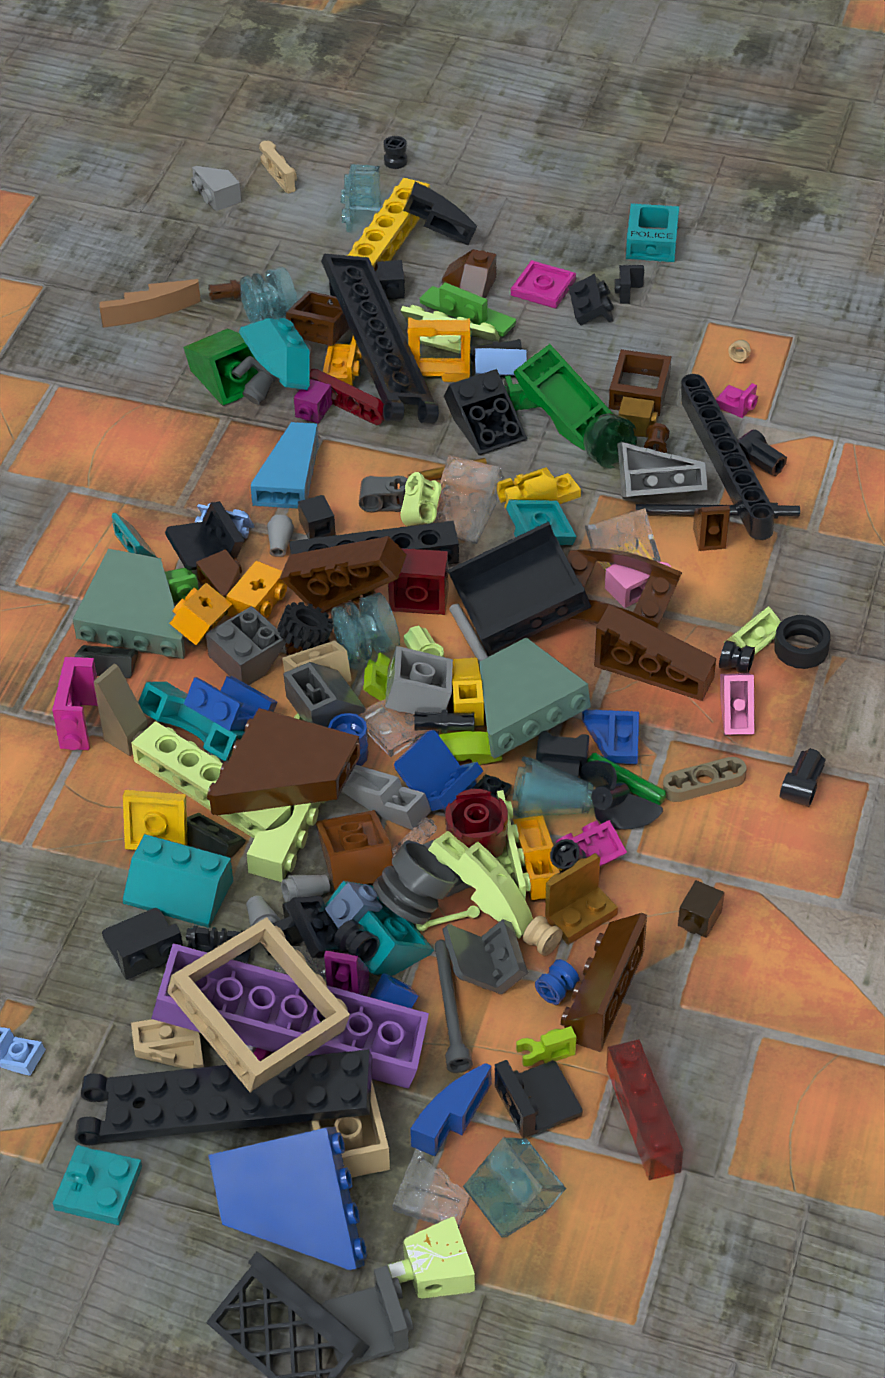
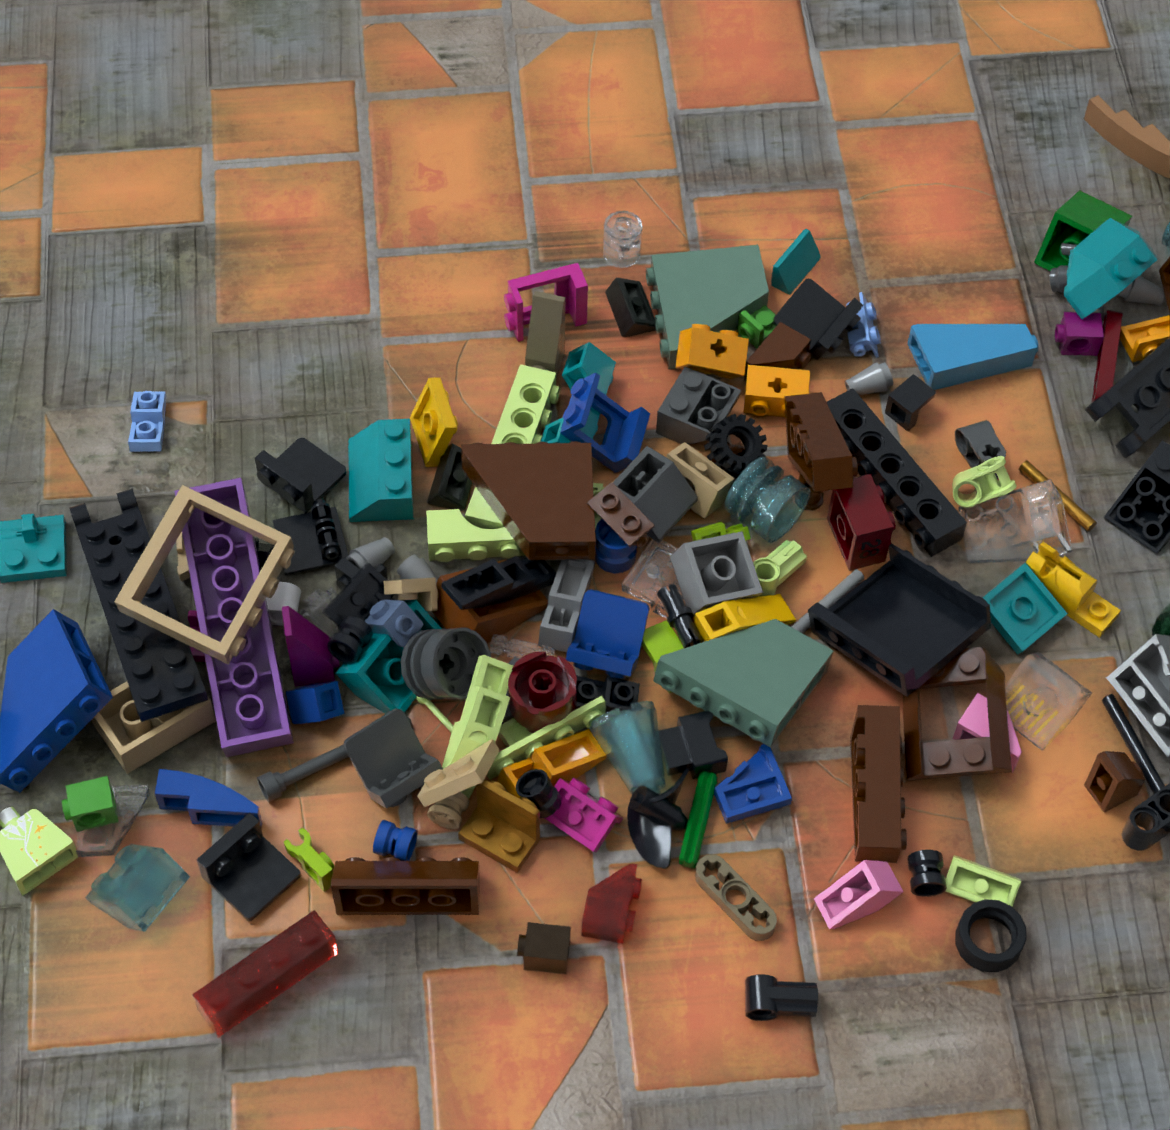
camera: 65 degrees right, 10 degrees up
(37, 635) = (622, 239): none -> clear wheel
(331, 880) = (421, 589): none -> tan bracket
(343, 709) = (621, 515): none -> reddish brown hinge
(352, 821) = (498, 582): none -> black slope
(423, 1189) = (90, 804): none -> bright green brick
(531, 902) = (459, 775): none -> tan wing
(682, 855) = (608, 906): none -> clear red slope

